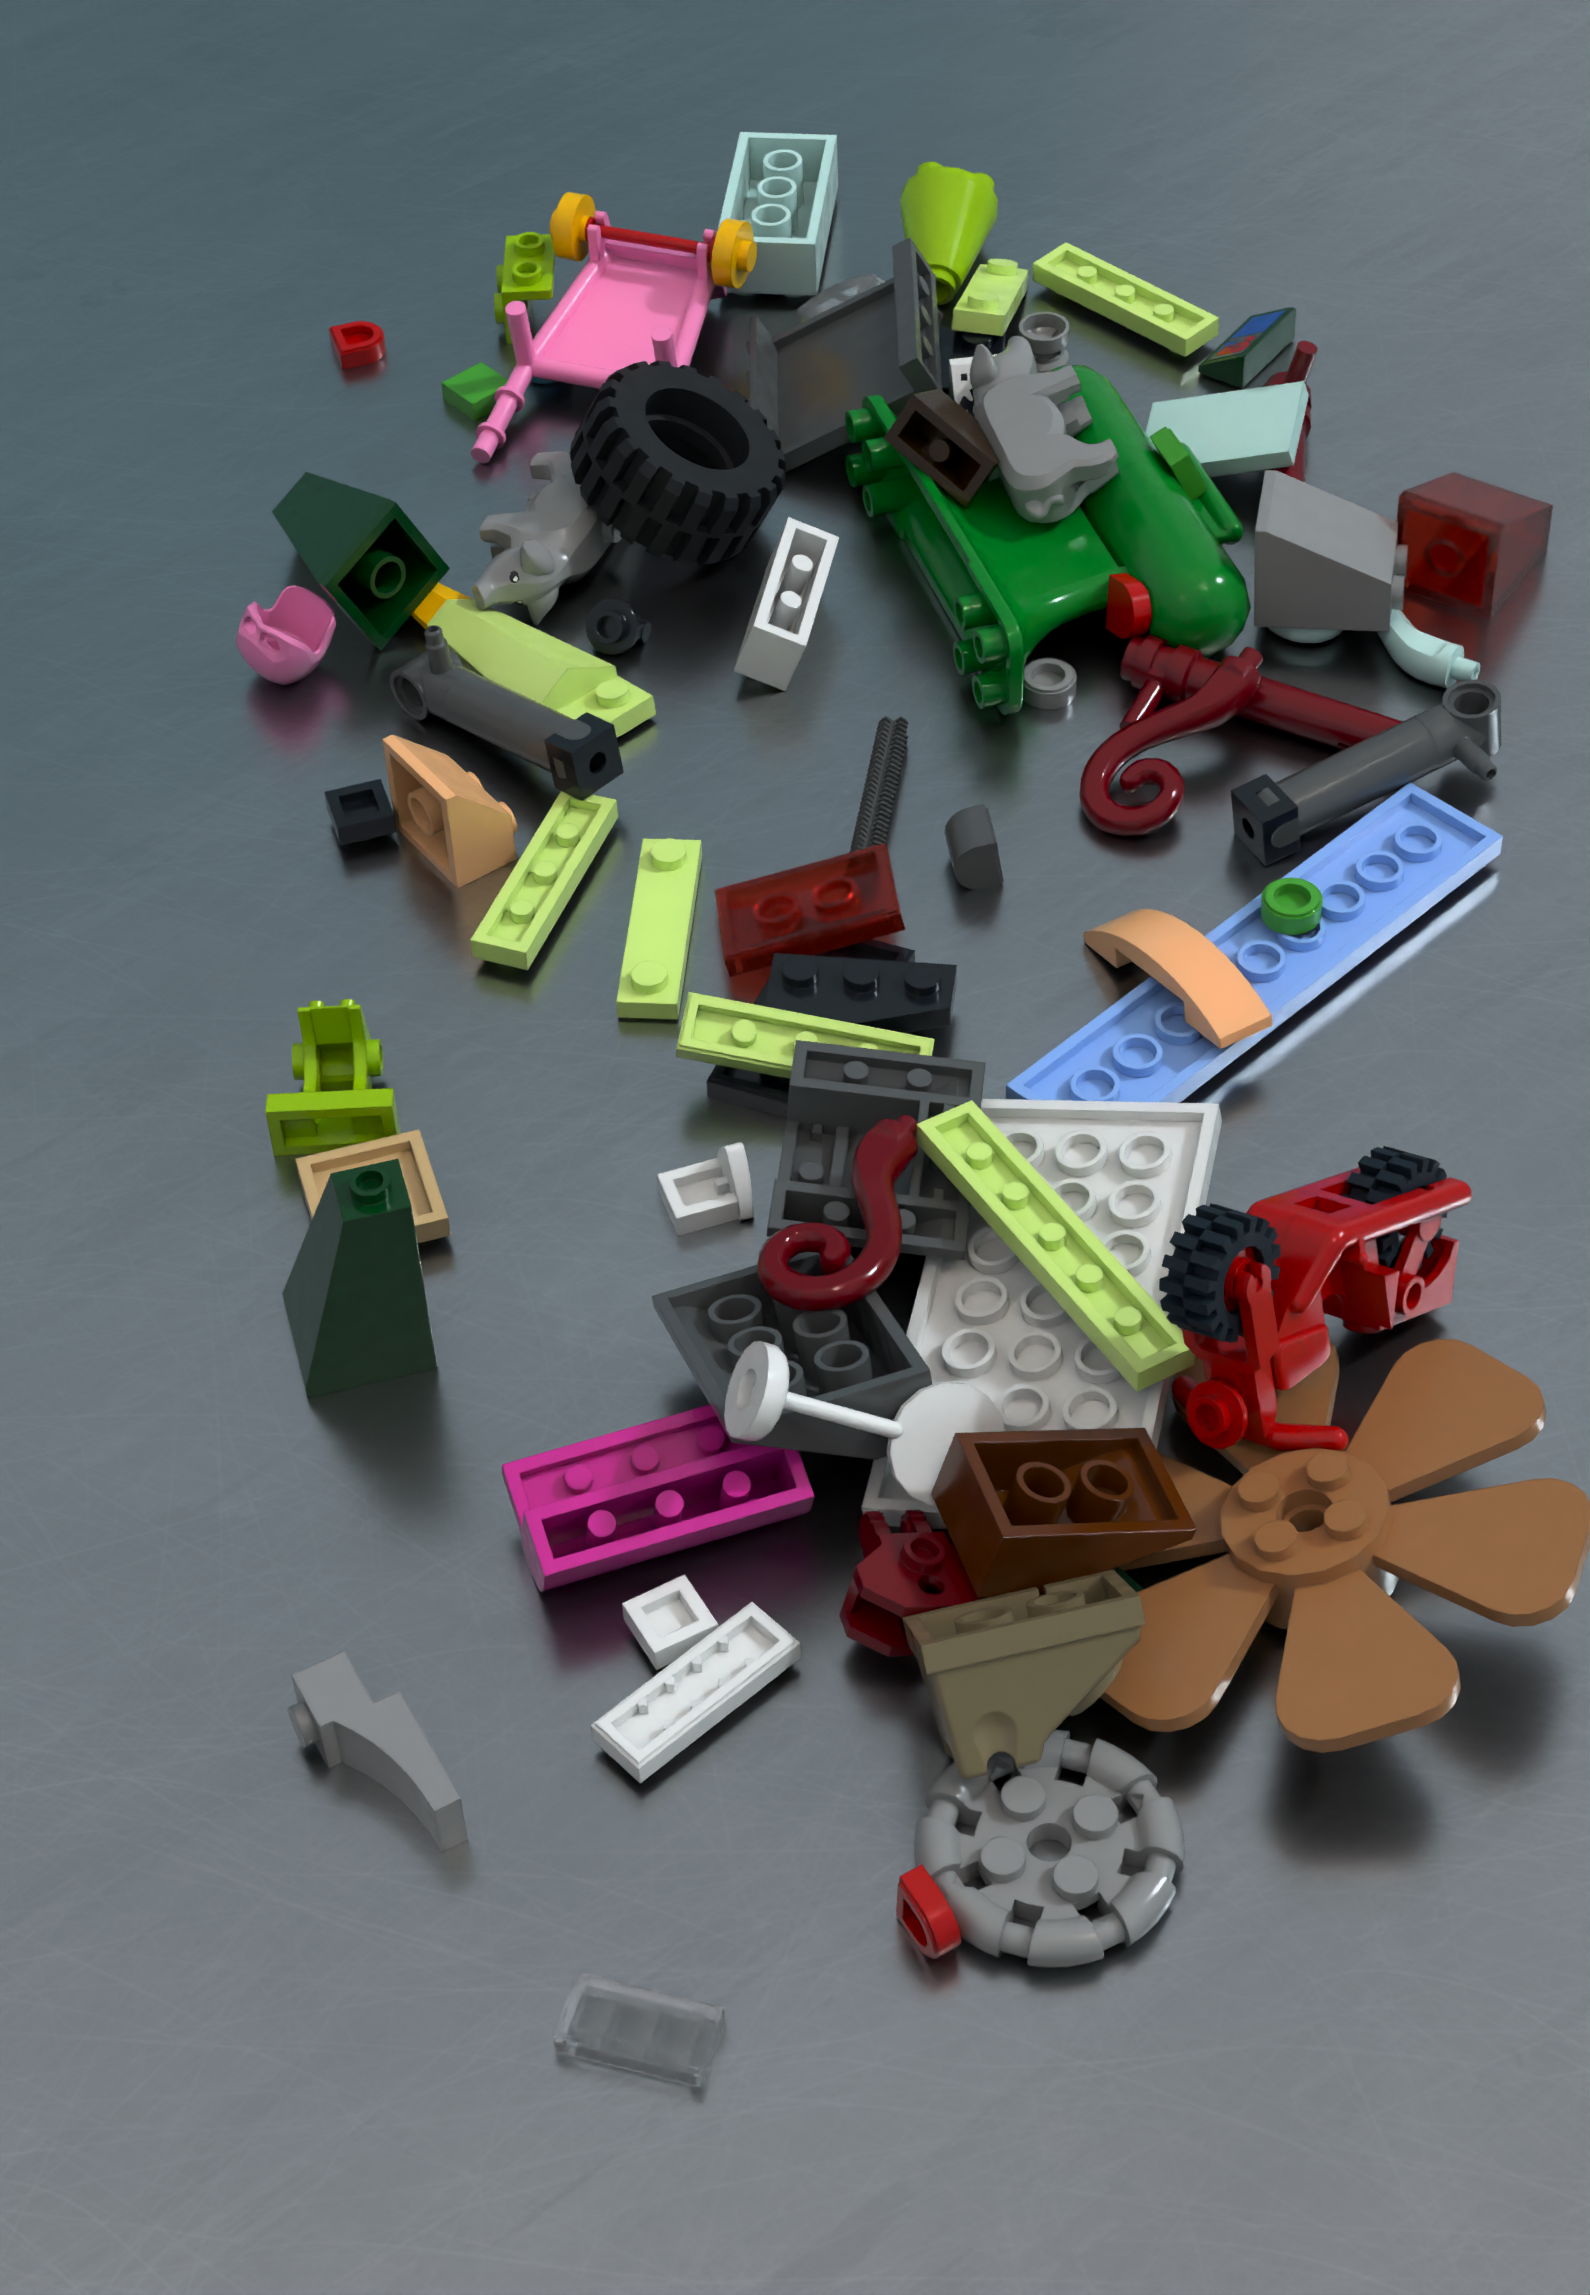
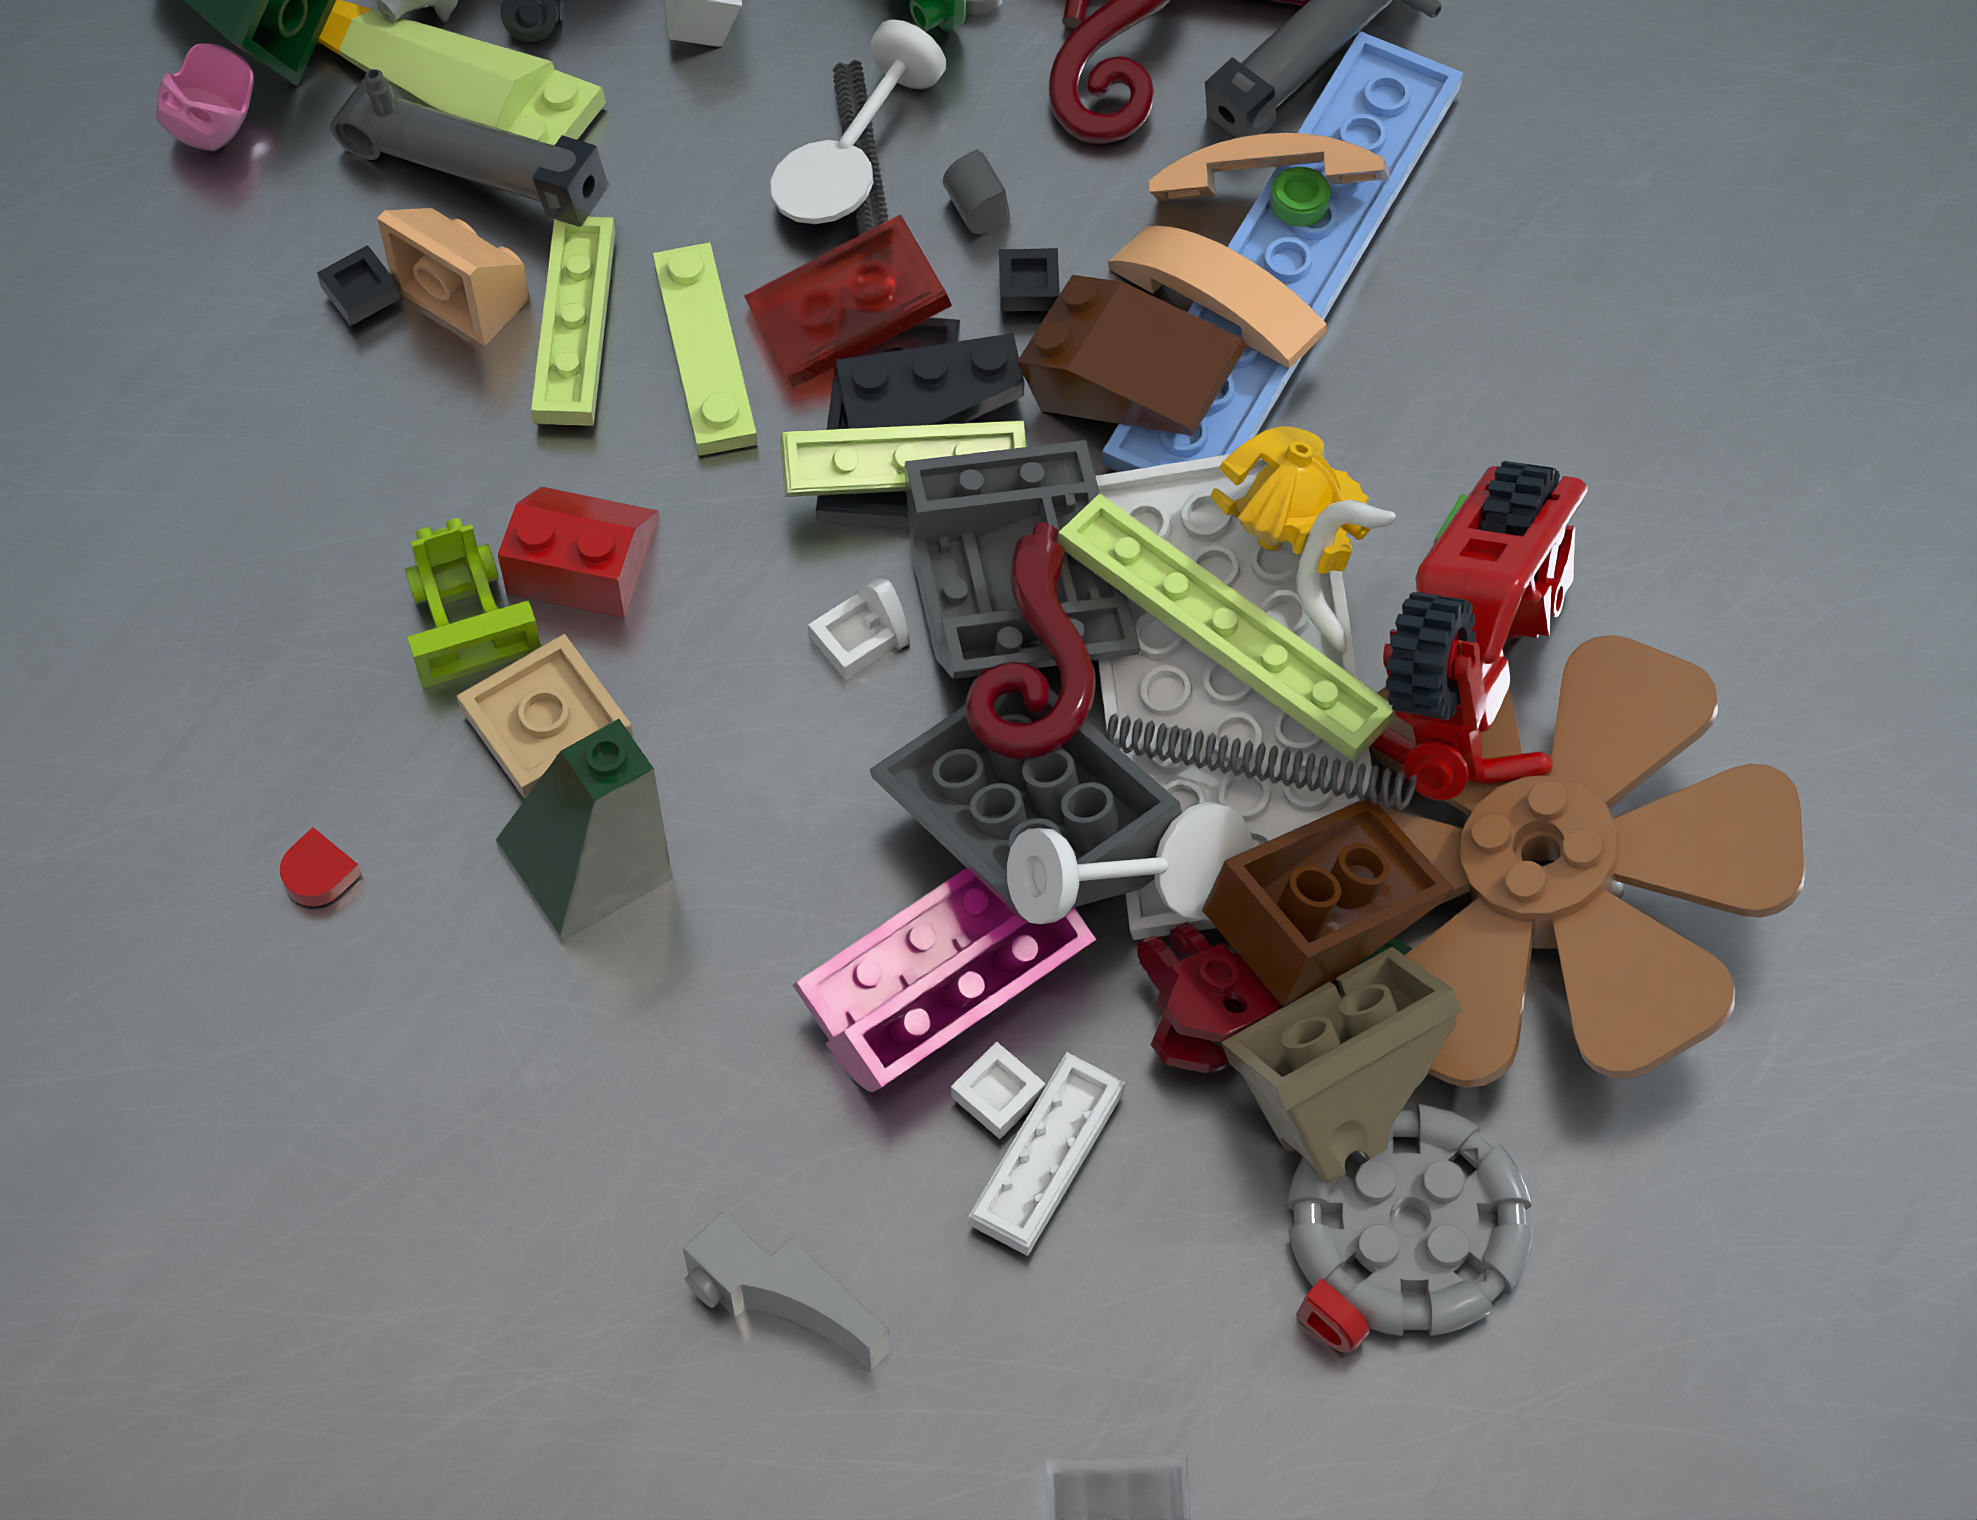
camera: 20 degrees left, 15 degrees up
(104, 1281) = (316, 870): none -> red tile
(461, 1066) = (576, 550): none -> red slope
(843, 805) = (834, 176): none -> white piece
(995, 929) = (1028, 279): none -> black plate
(1045, 1378) = (1248, 749): none -> dark grey piece
(1056, 1004) = (1127, 358): none -> reddish brown slope
(1159, 1145) = (1302, 504): none -> yellow helmet
(1194, 868) = (1195, 177): none -> light nougat slope

